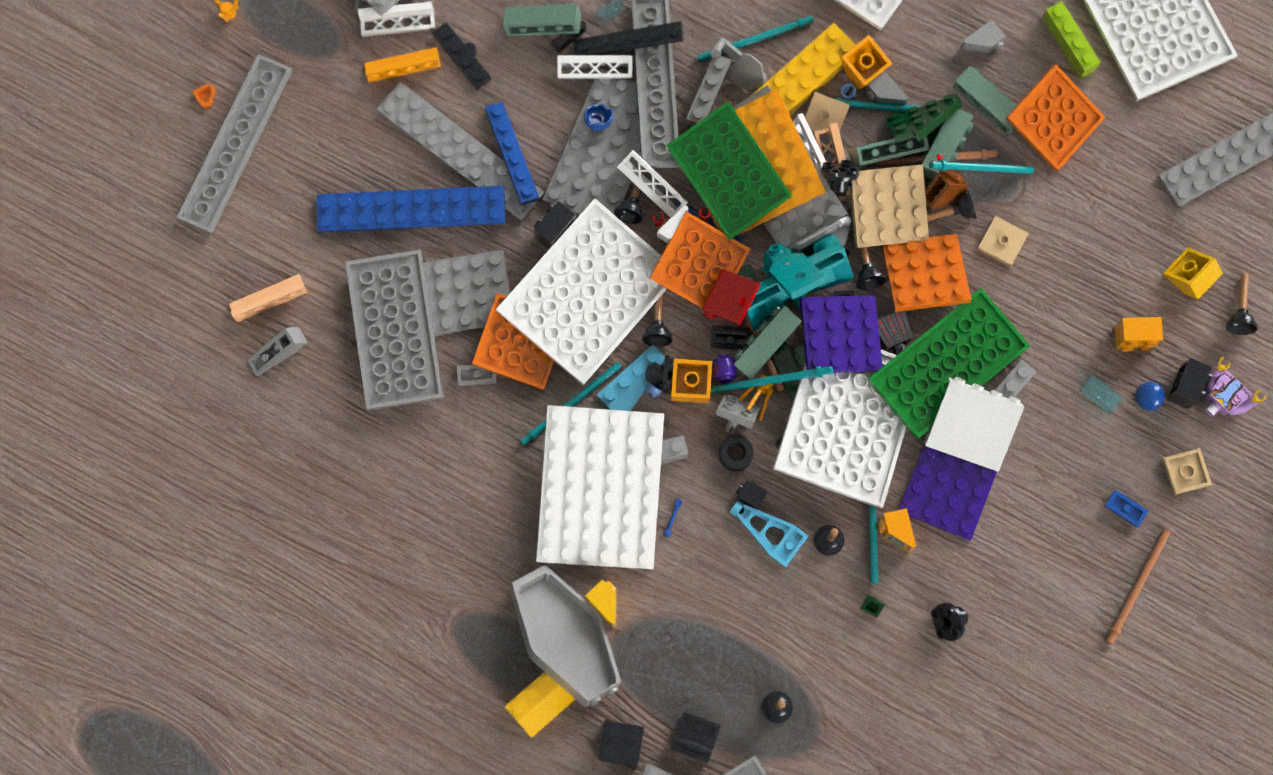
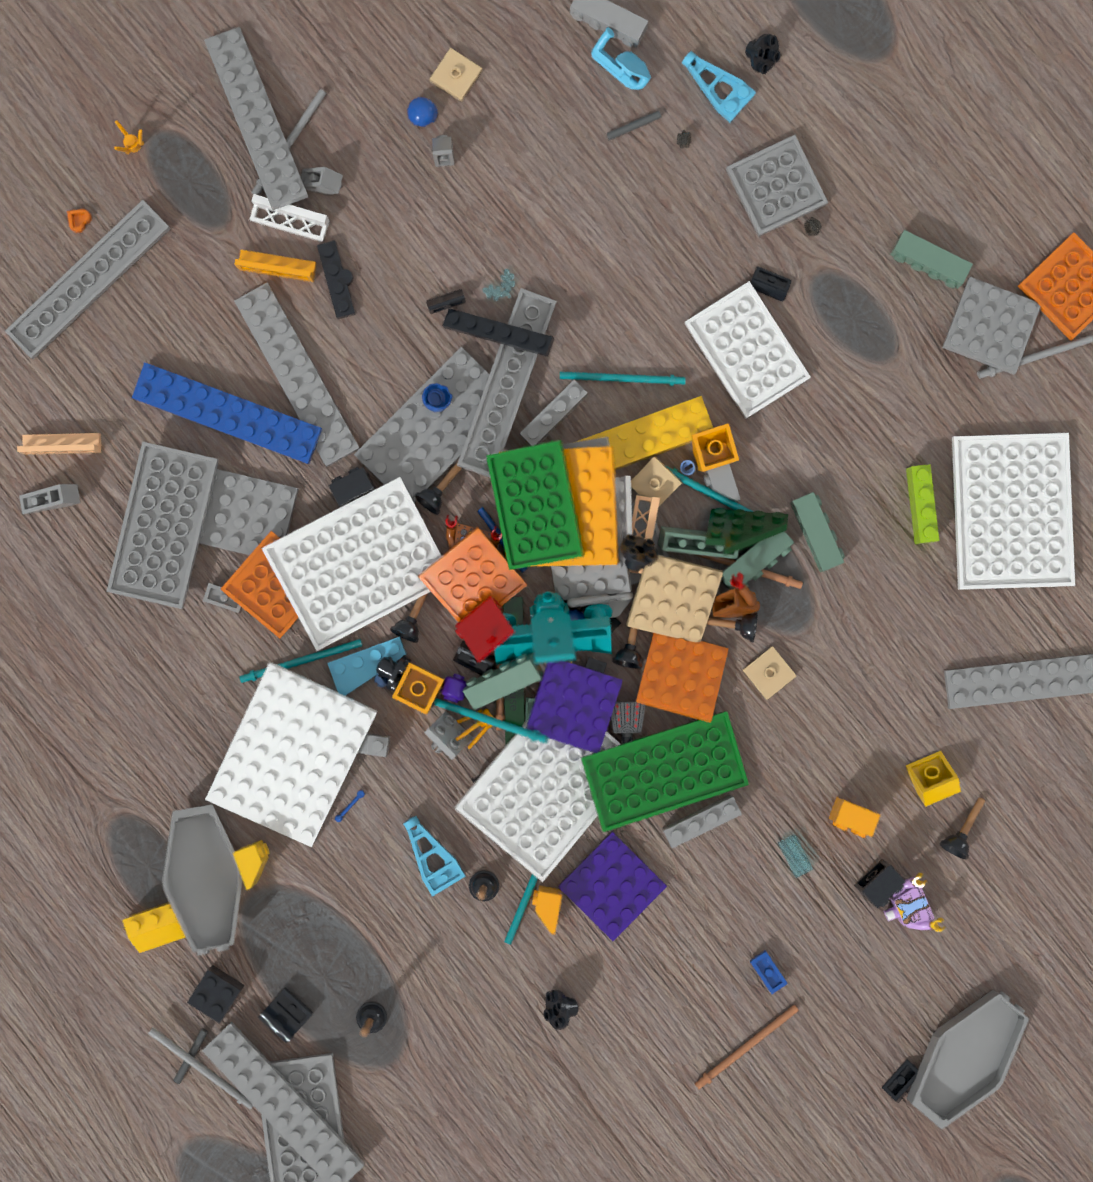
camera: 25 degrees right, 10 degrees up
(511, 153) = (342, 398): blue plate -> none
(542, 20) = (424, 277): sand green brick -> none
(595, 62) = (462, 340): white fence -> none
(649, 187) = (450, 472): white fence -> none
(668, 229) = (455, 537): white slope -> none
(744, 444) = (419, 771): black tyre -> none
(746, 71) = (595, 408): light grey piece -> none
(751, 494) = (429, 816): black brick -> none
(872, 605) = (497, 963): dark green slope -> none
(942, 165) = (738, 586): teal bar -> none
(975, 424) = (661, 840): white panel -> none
(985, 39) = (841, 469): light grey slope -> none
(1055, 117) = (871, 576): orange plate -> none
(1150, 396) = (839, 876): blue hair -> none
(1186, 471) = (840, 961): tan plate -> none

